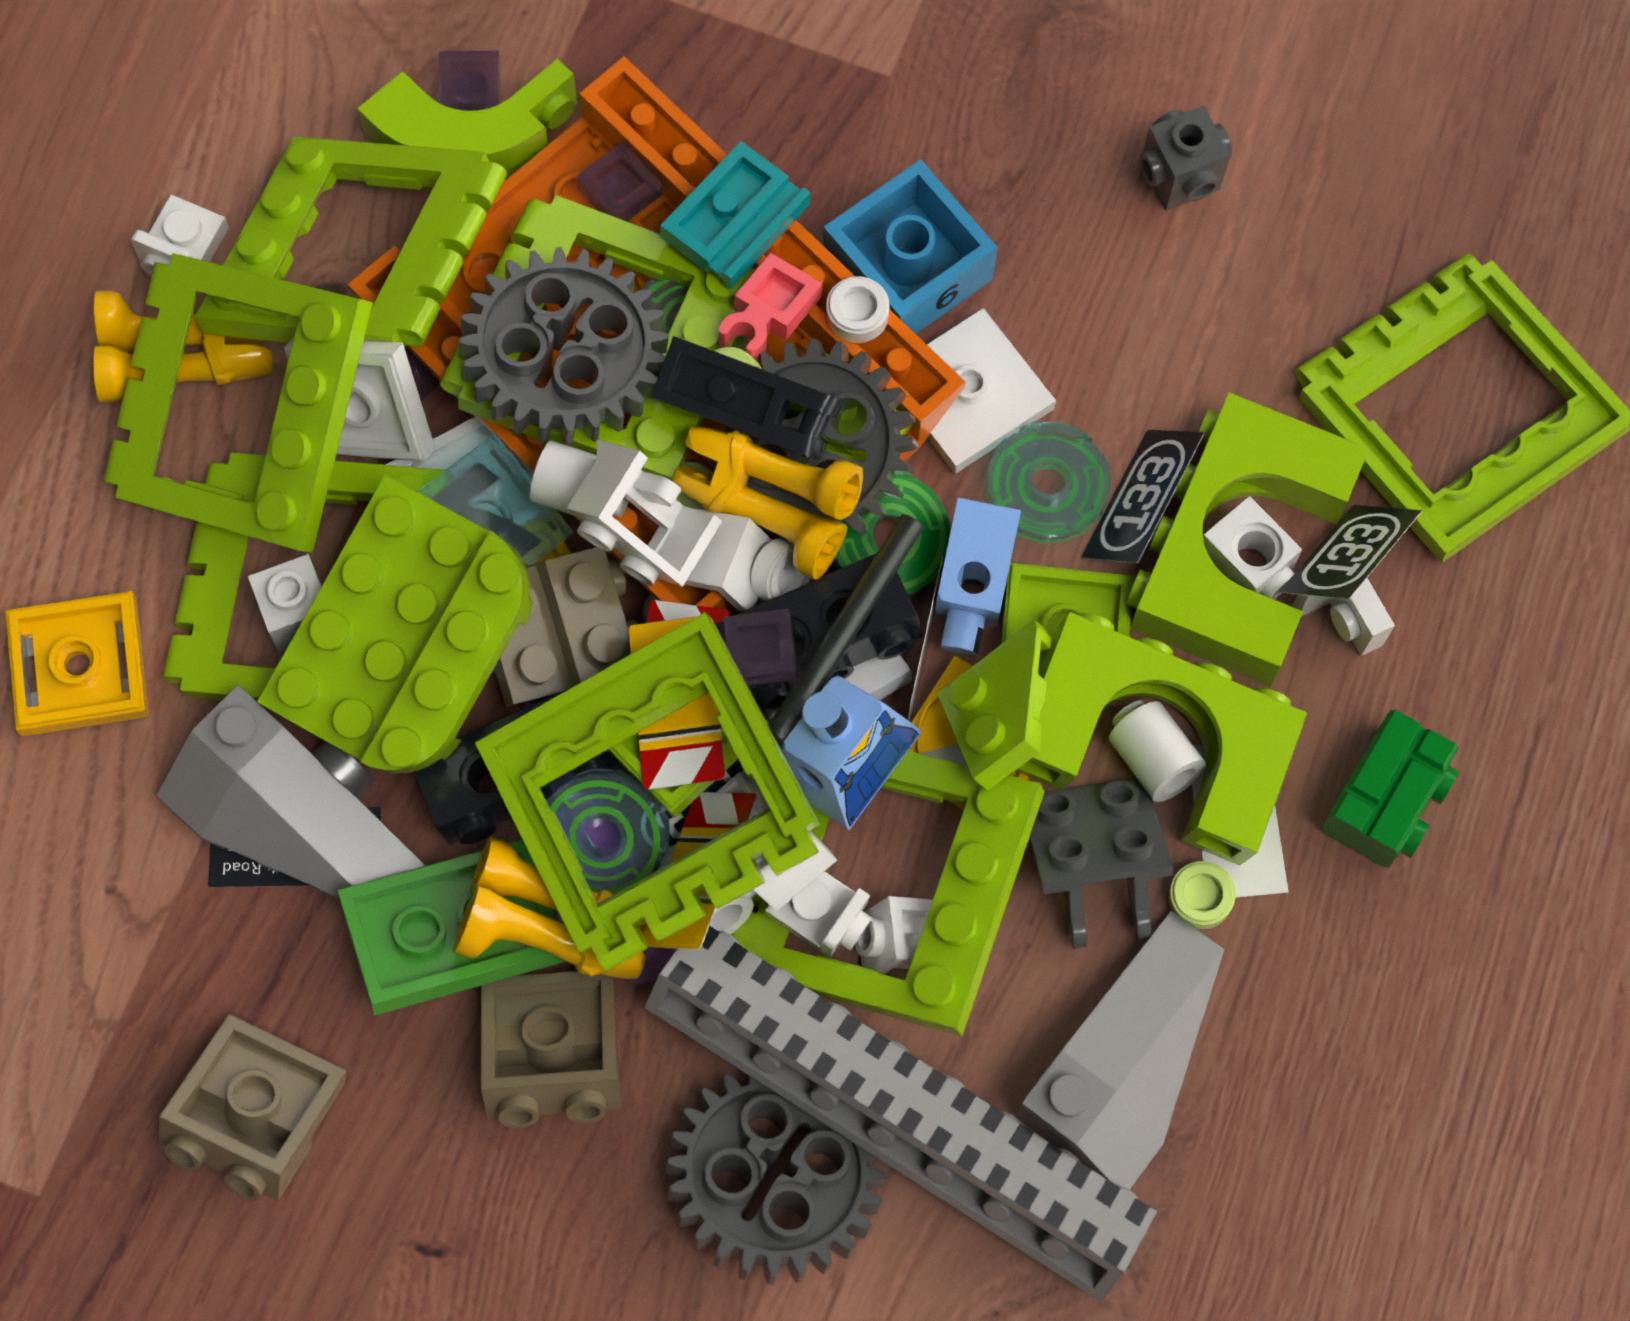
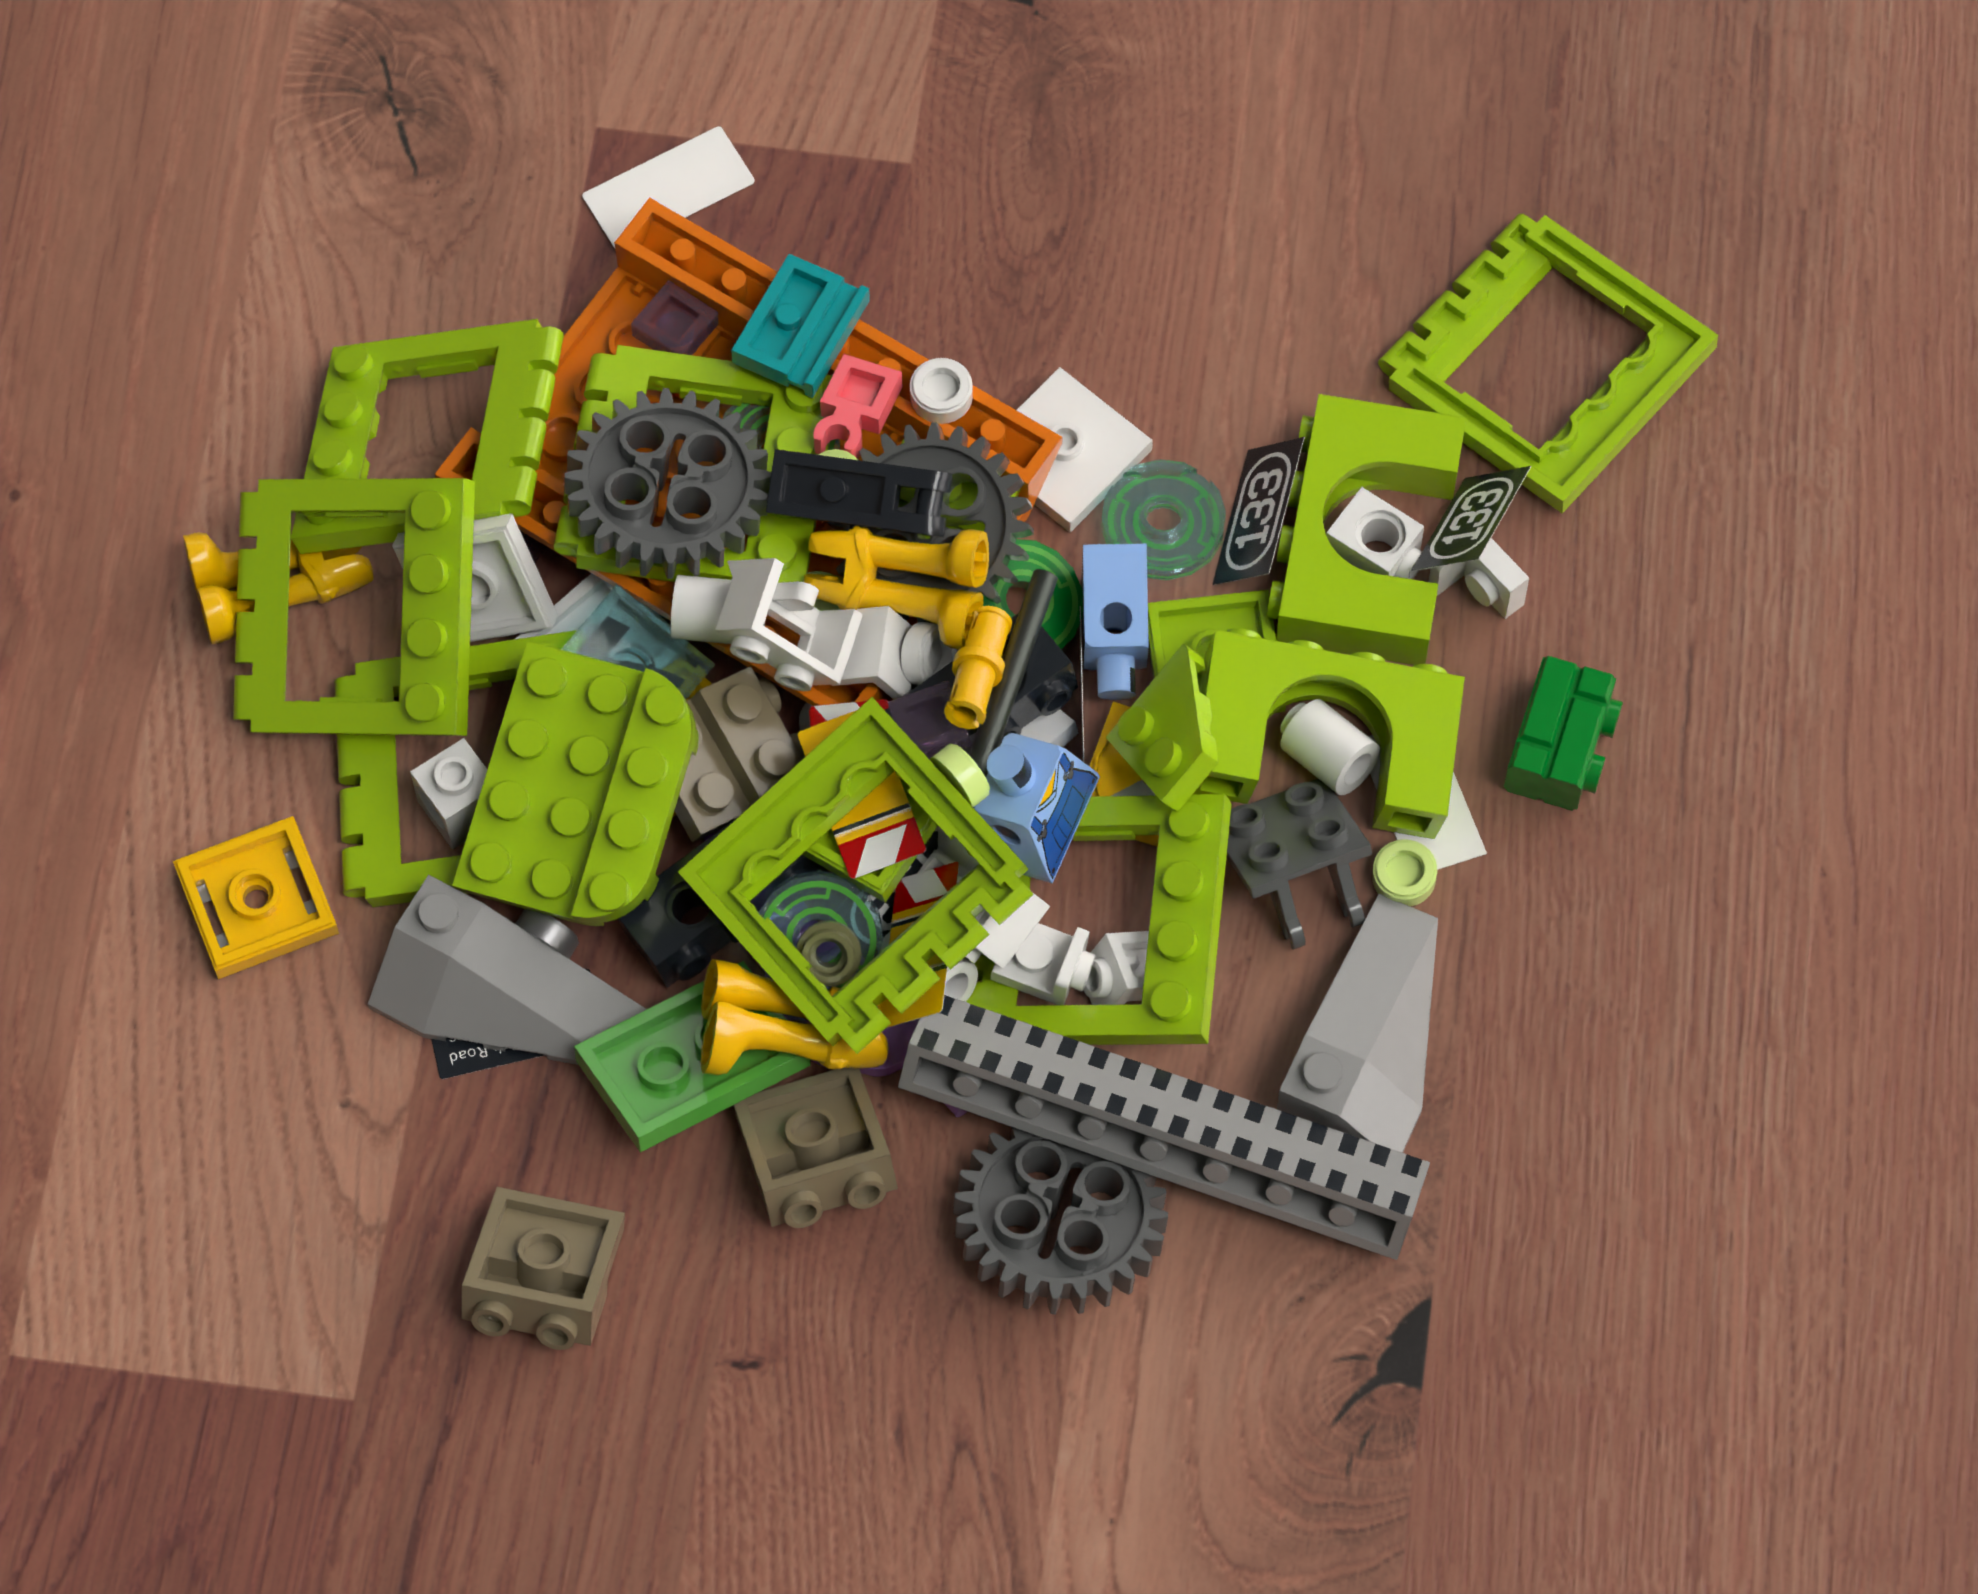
camera: 10 degrees left, 5 degrees down
(180, 230) = (240, 465): white bracket -> none
(469, 79) = (495, 258): plate -> none
(506, 132) = (552, 293): lime arch -> none
(605, 875) = (831, 931): none -> olive plate
(659, 46) = (679, 179): none -> white sticker
(776, 711) = (962, 773): none -> yellowish green tile
(821, 602) = (978, 667): none -> yellow pin
(914, 245) = (980, 316): dark azure brick -> none
(1185, 156) = (1222, 178): dark grey brick -> none

